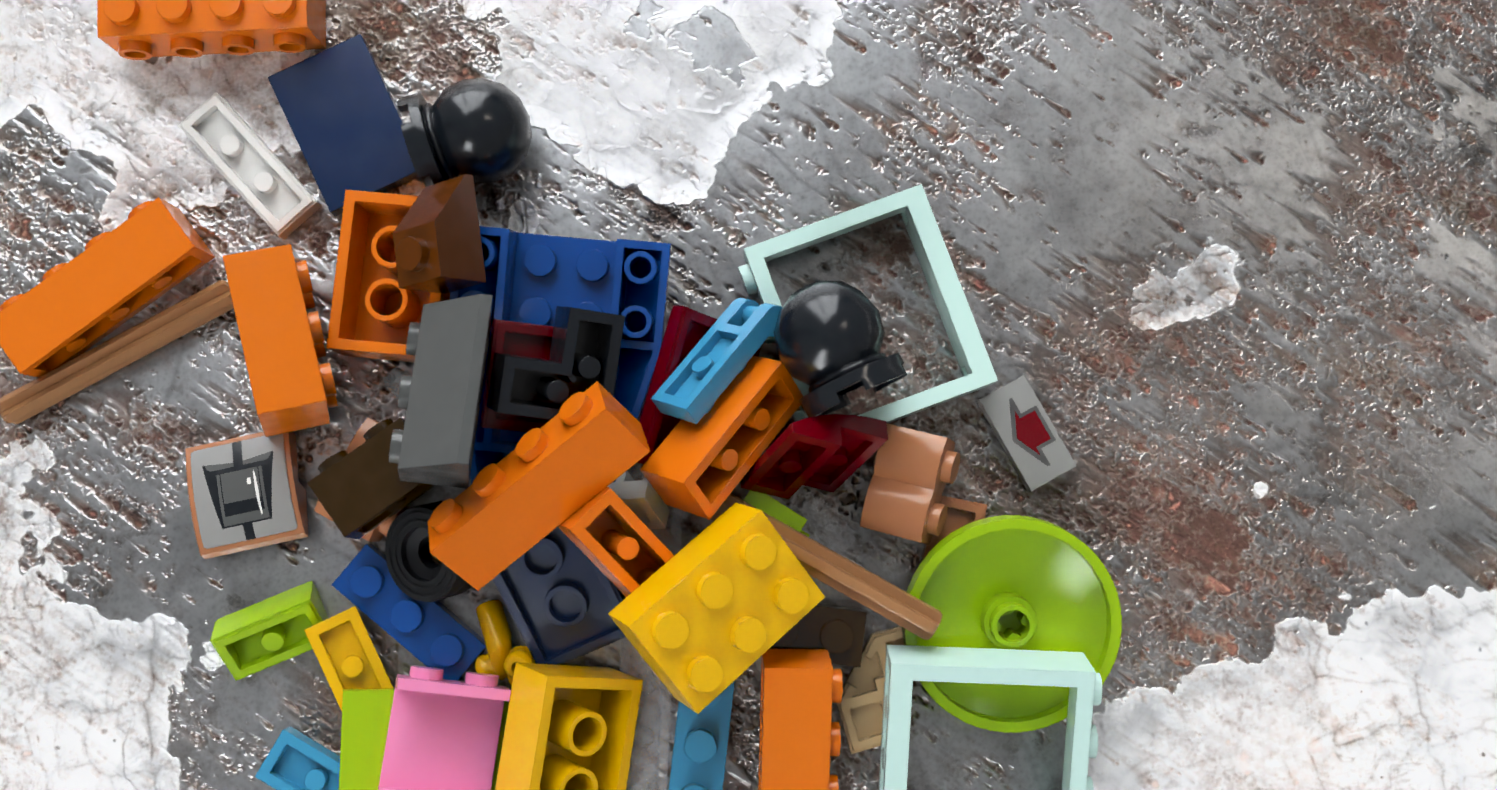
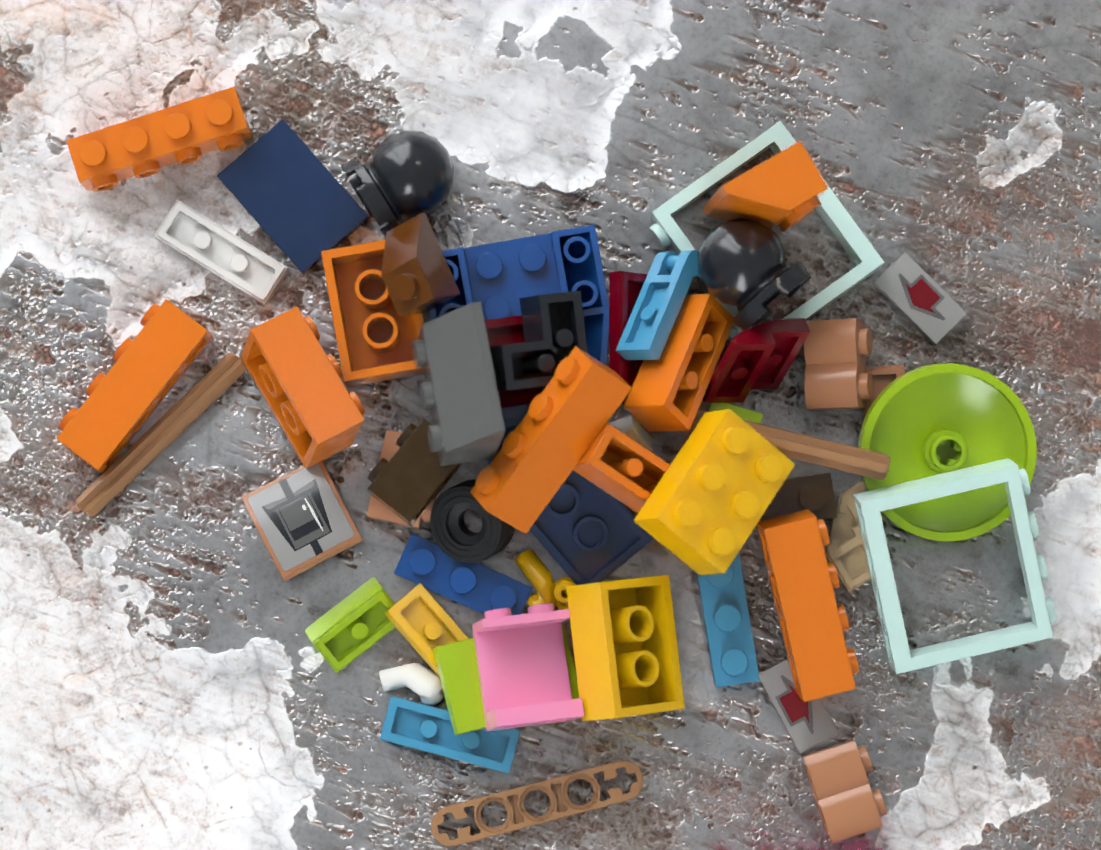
camera: 15 degrees left, 0 degrees up
(319, 711) = (416, 678): none -> white arm
(888, 257) = (773, 192): none -> orange slope

